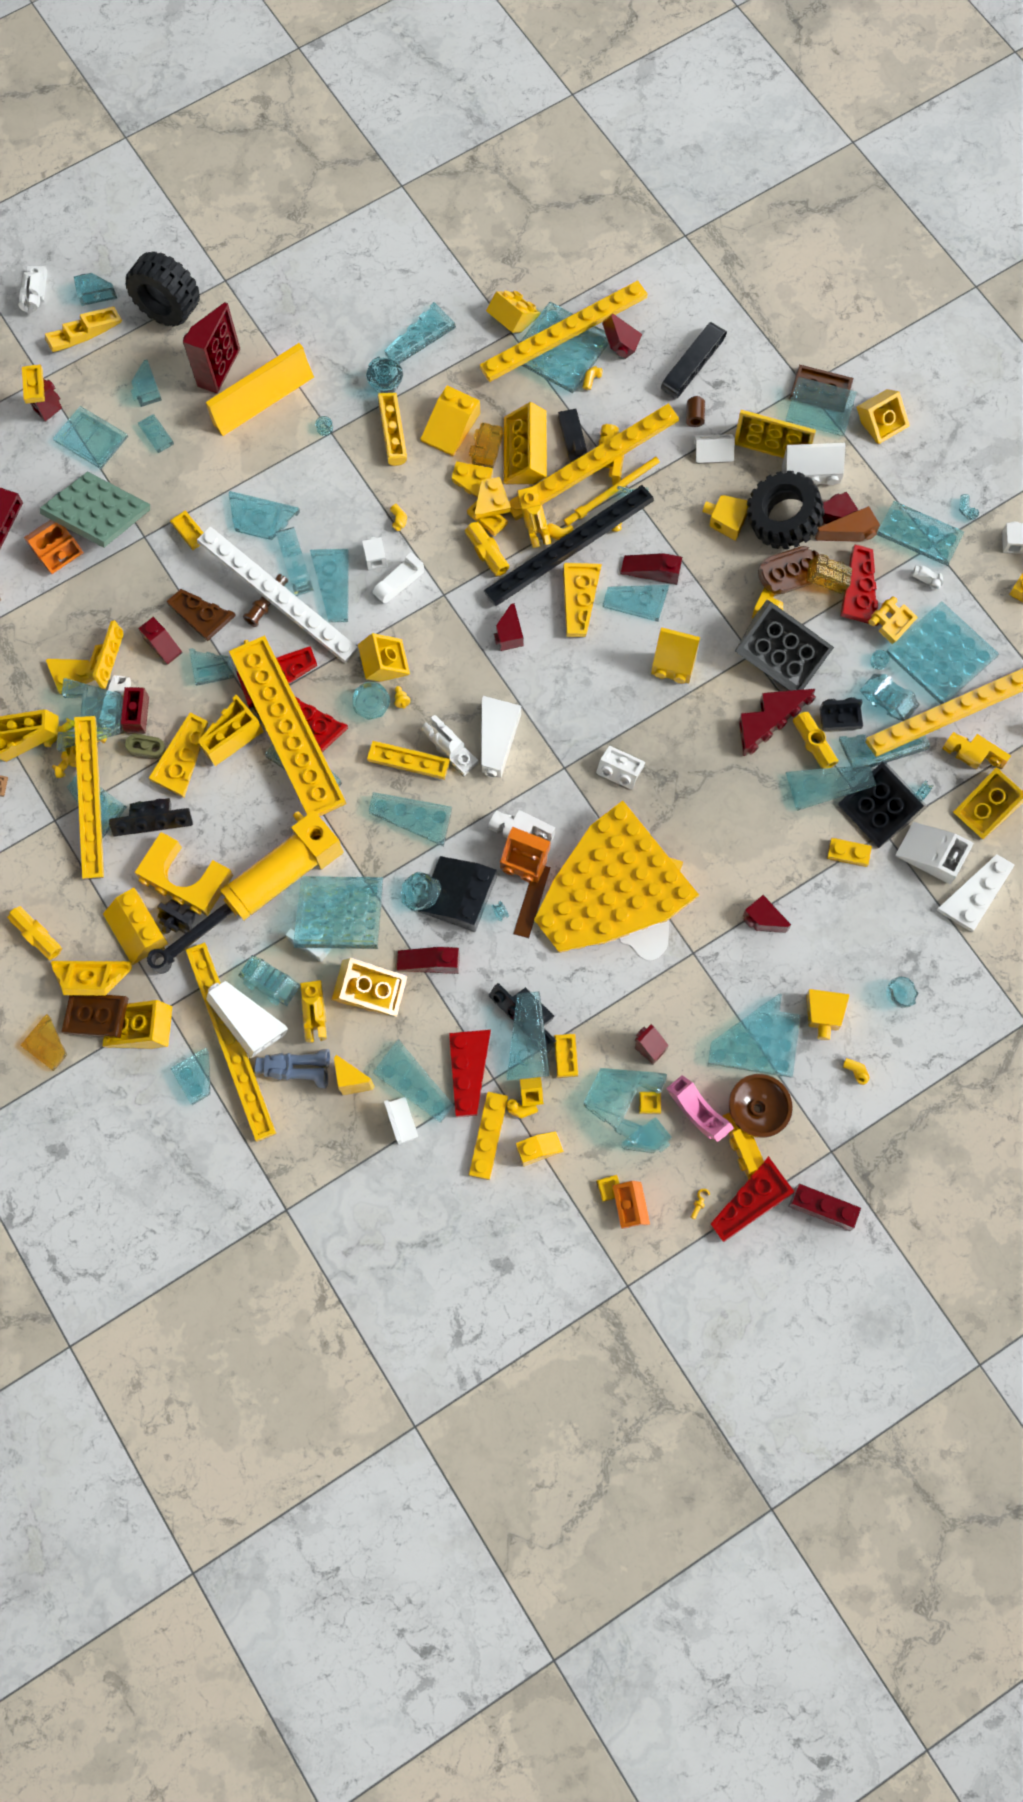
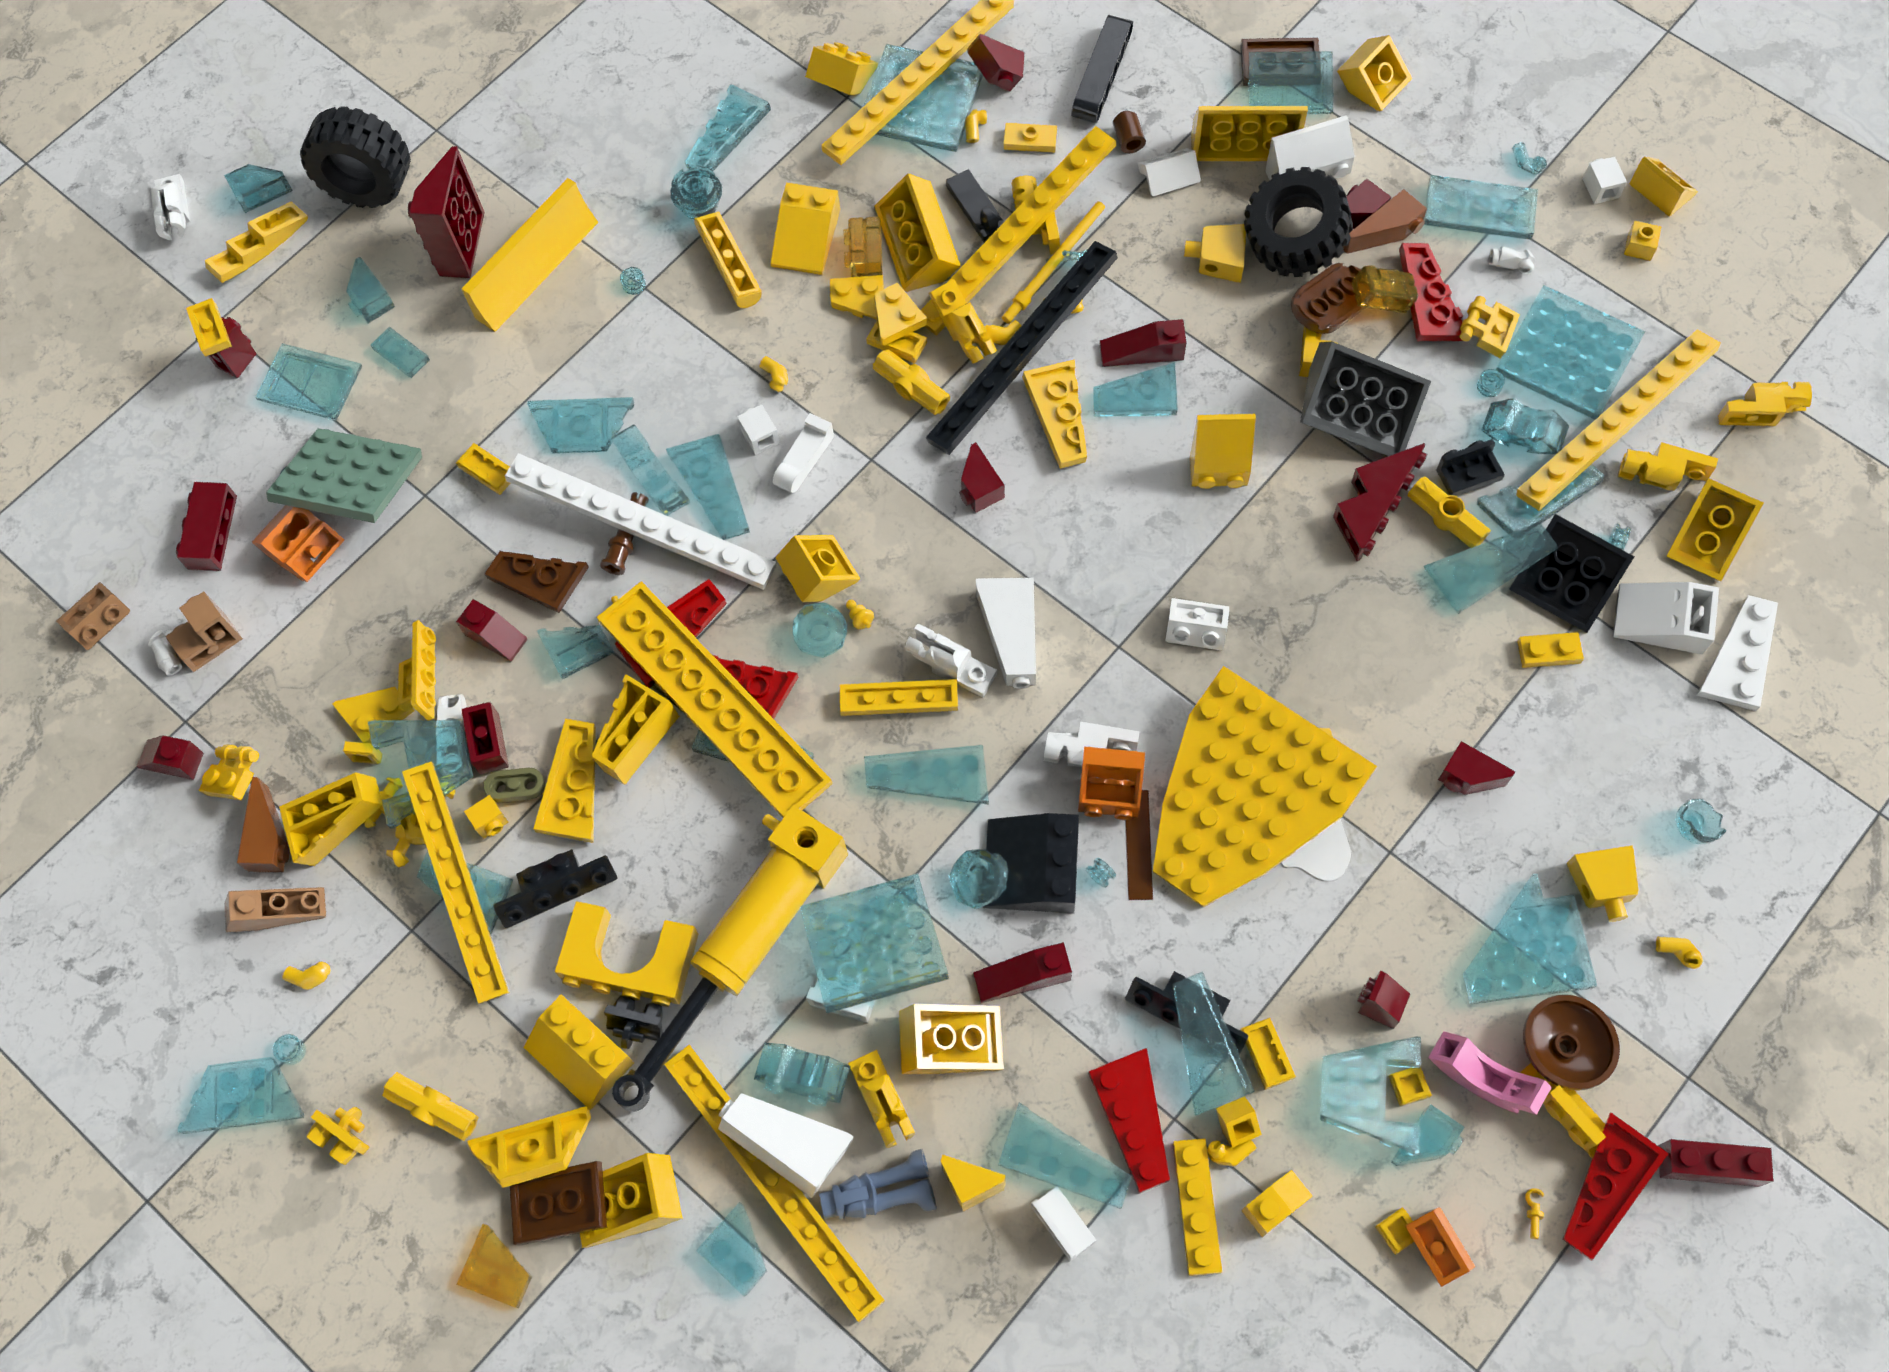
camera: 15 degrees left, 5 degrees down
(55, 697) = (362, 752): none -> yellow tile
(121, 762) = (486, 817): none -> yellow plate
(627, 396) = (1030, 137): none -> yellow plate

